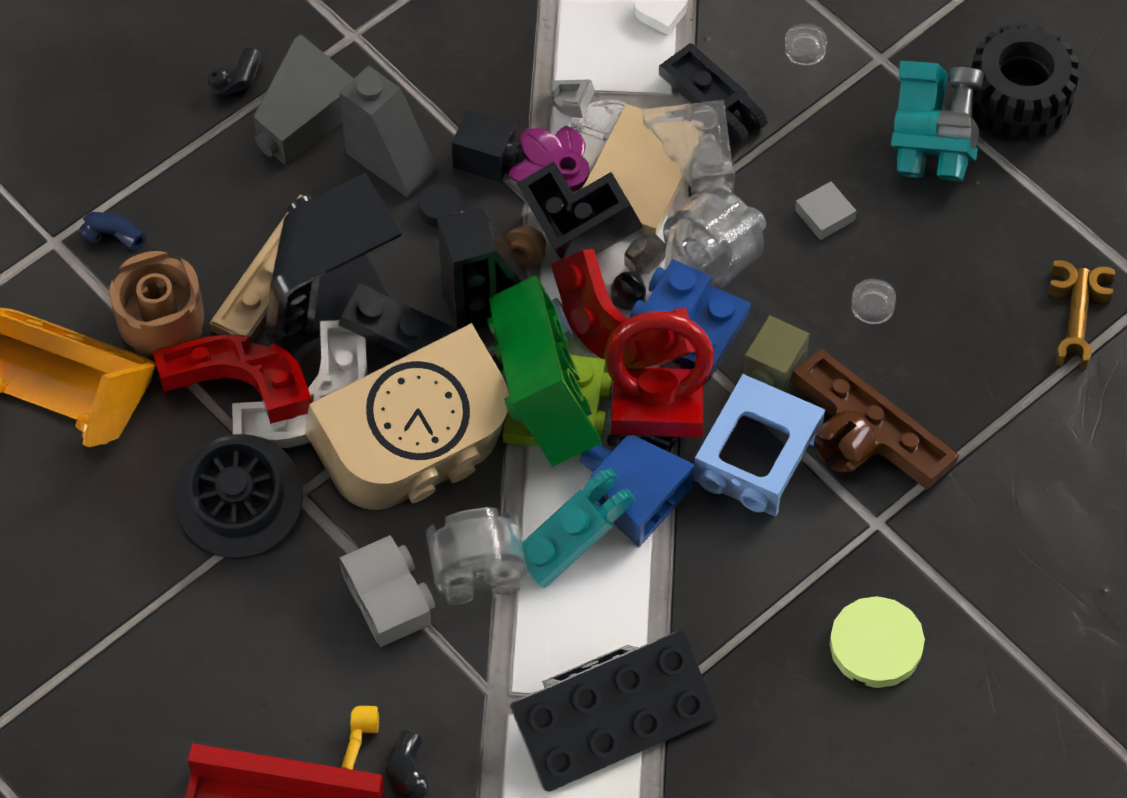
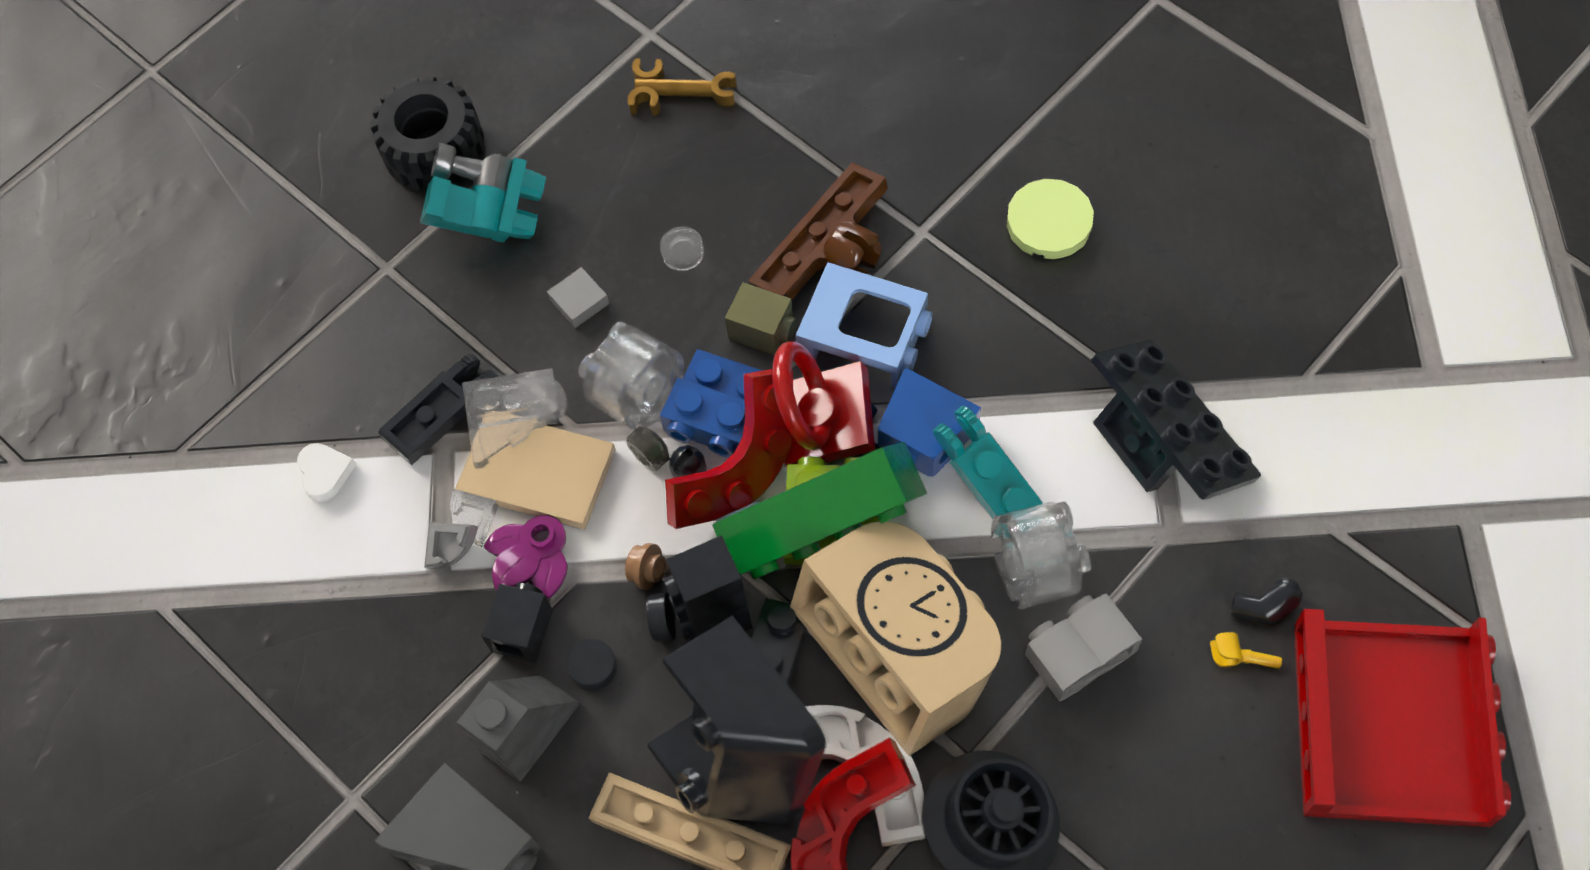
camera: 90 degrees left, 5 degrees up
(582, 220) = (625, 510): black brick -> none
(805, 44) = (372, 331): clear tile -> none

